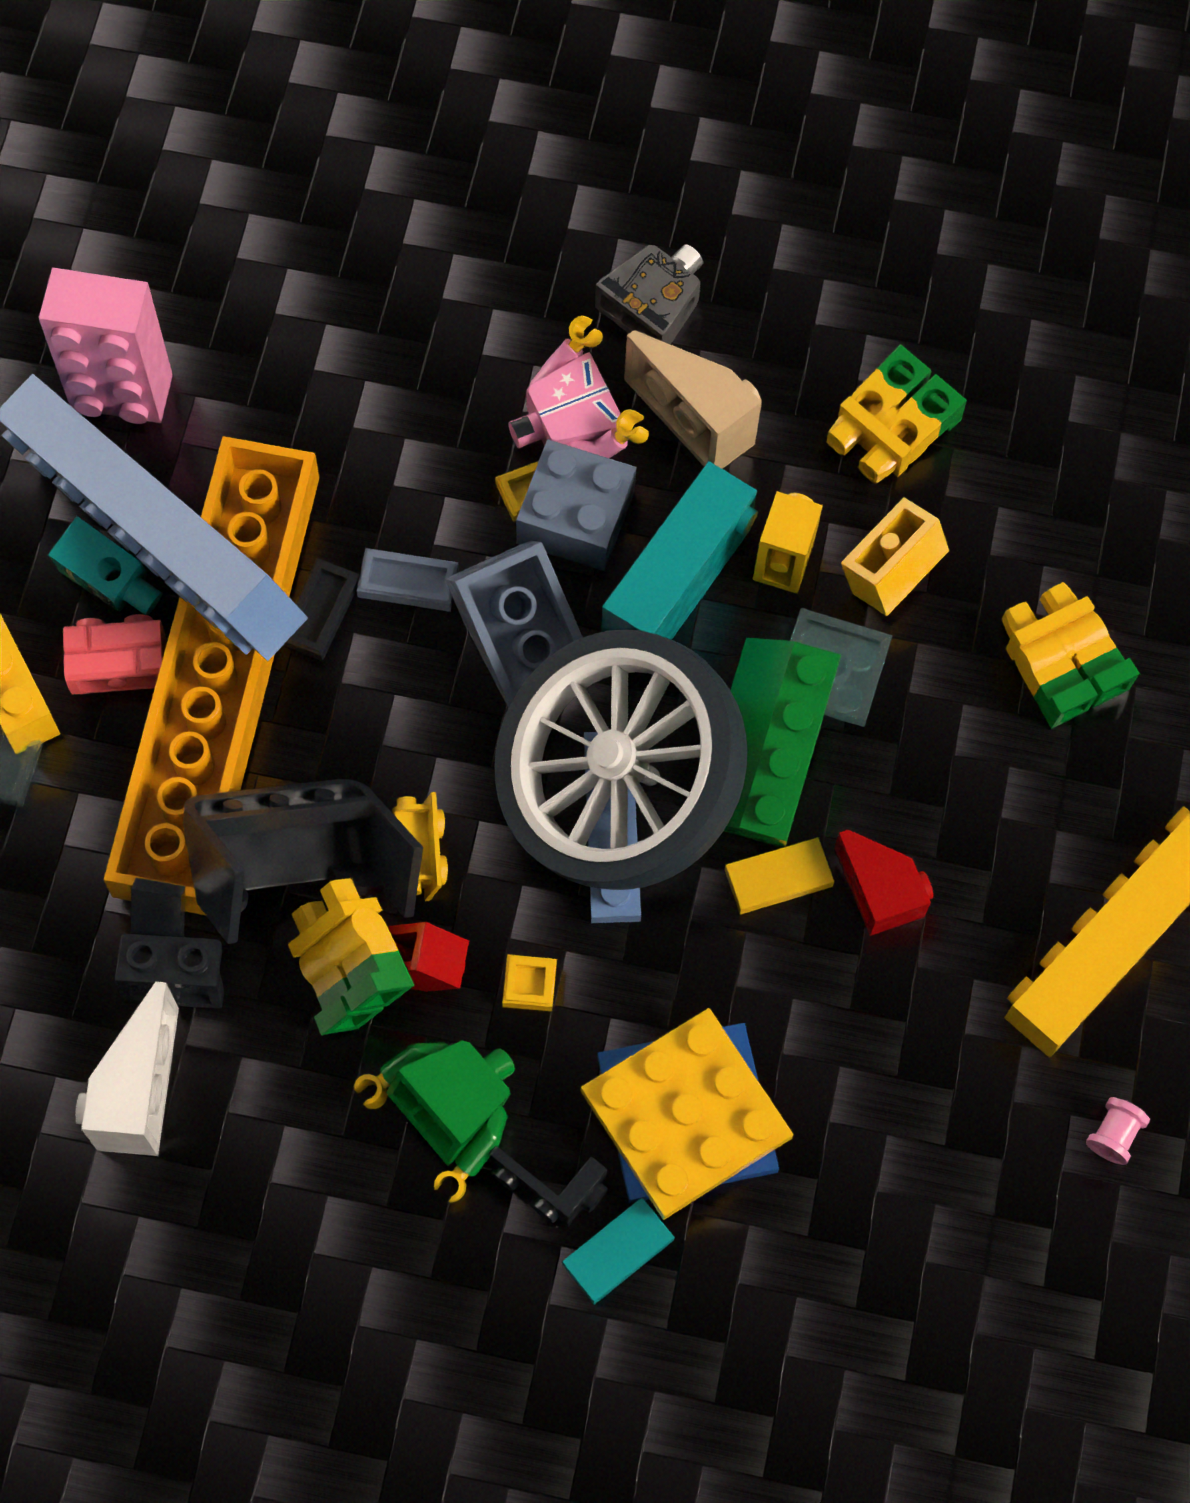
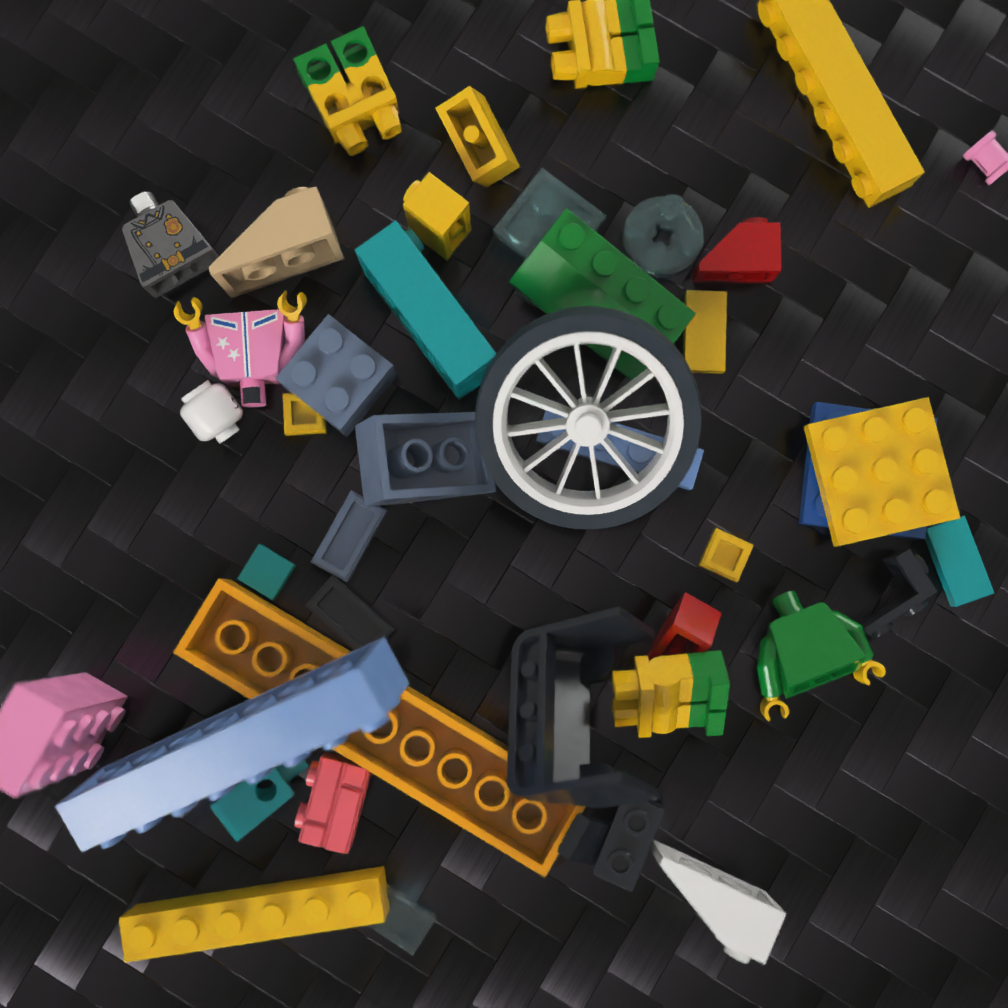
camera: 70 degrees left, 15 degrees up
(339, 510) = (266, 572): none -> teal tile
(427, 826) = (576, 597): yellow hinge -> none
(490, 396) = (211, 412): none -> white head
(870, 767) = (669, 214): none -> clear light blue plate

